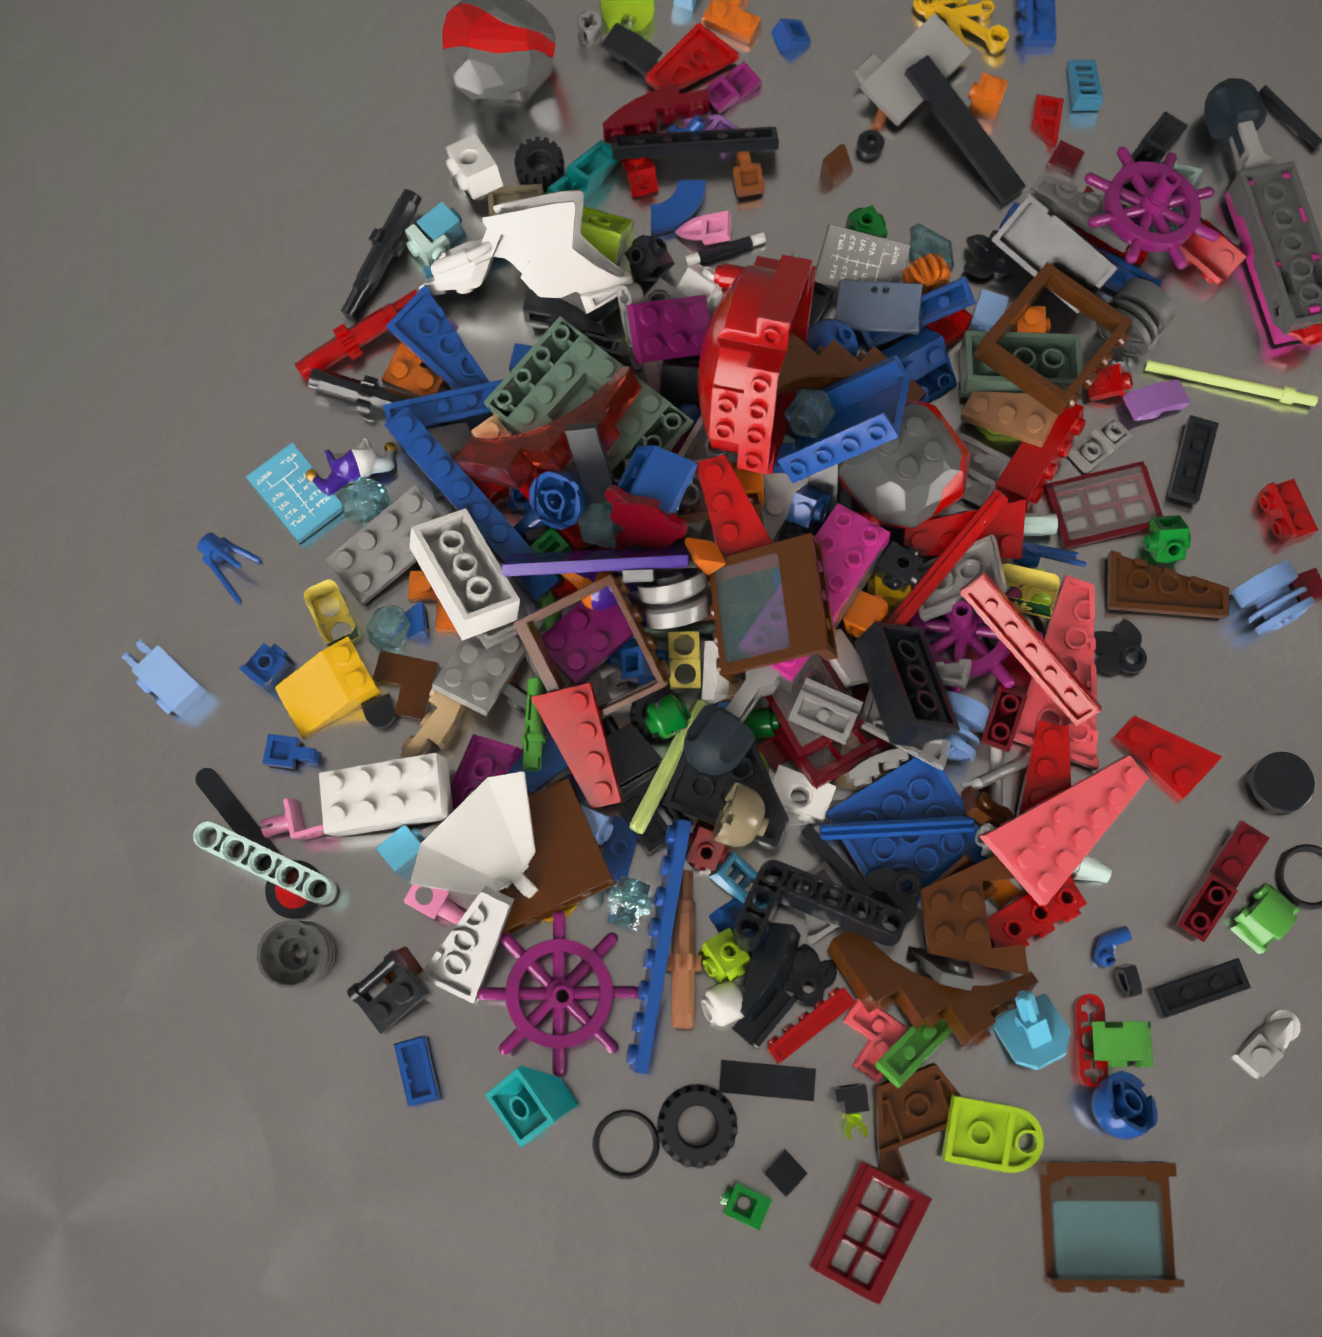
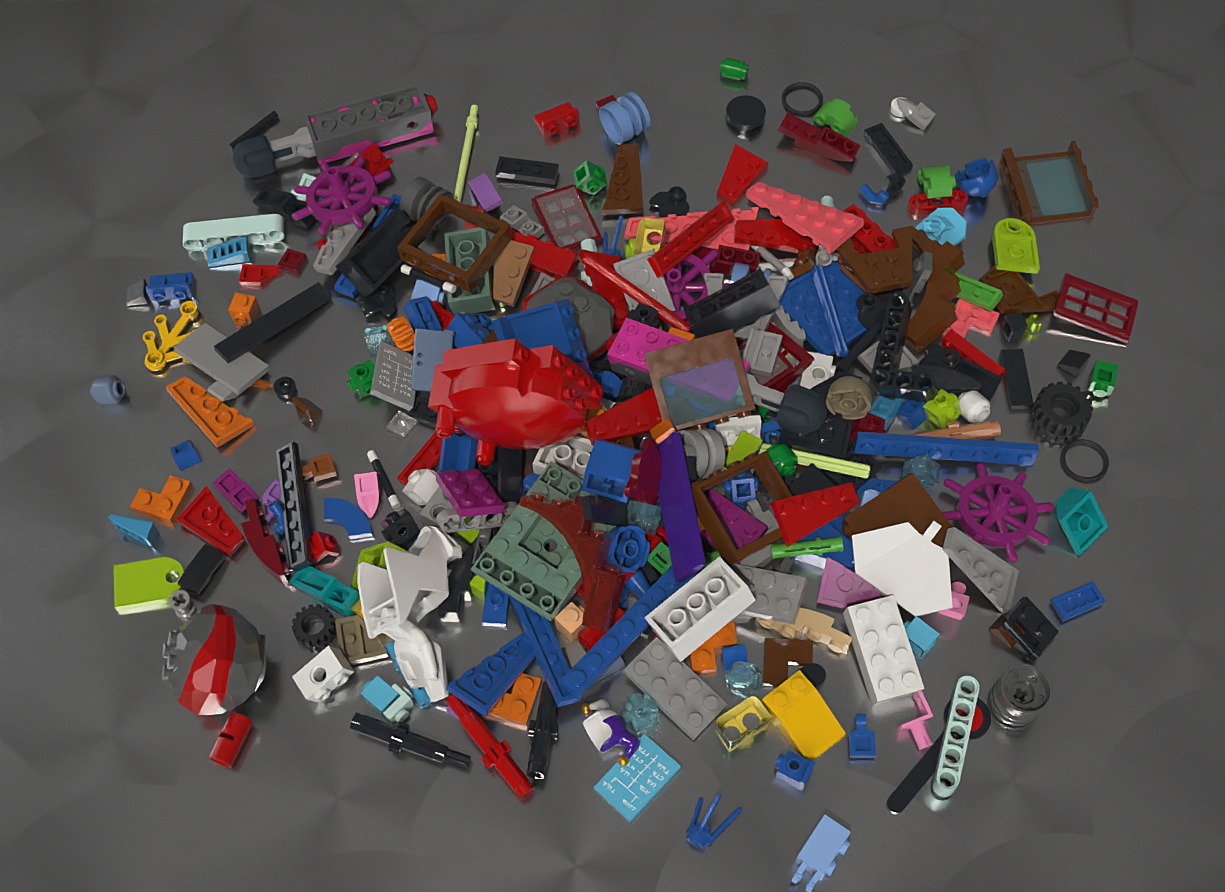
camera: 95 degrees left, 15 degrees down
(419, 76) = (230, 740): none -> red pin
(688, 669) = (743, 447): none -> lime tile
(832, 66) = (208, 412): none -> orange wing
(981, 334) = (428, 278): none -> black bar
(1116, 80) = (214, 232): none -> light aqua beam

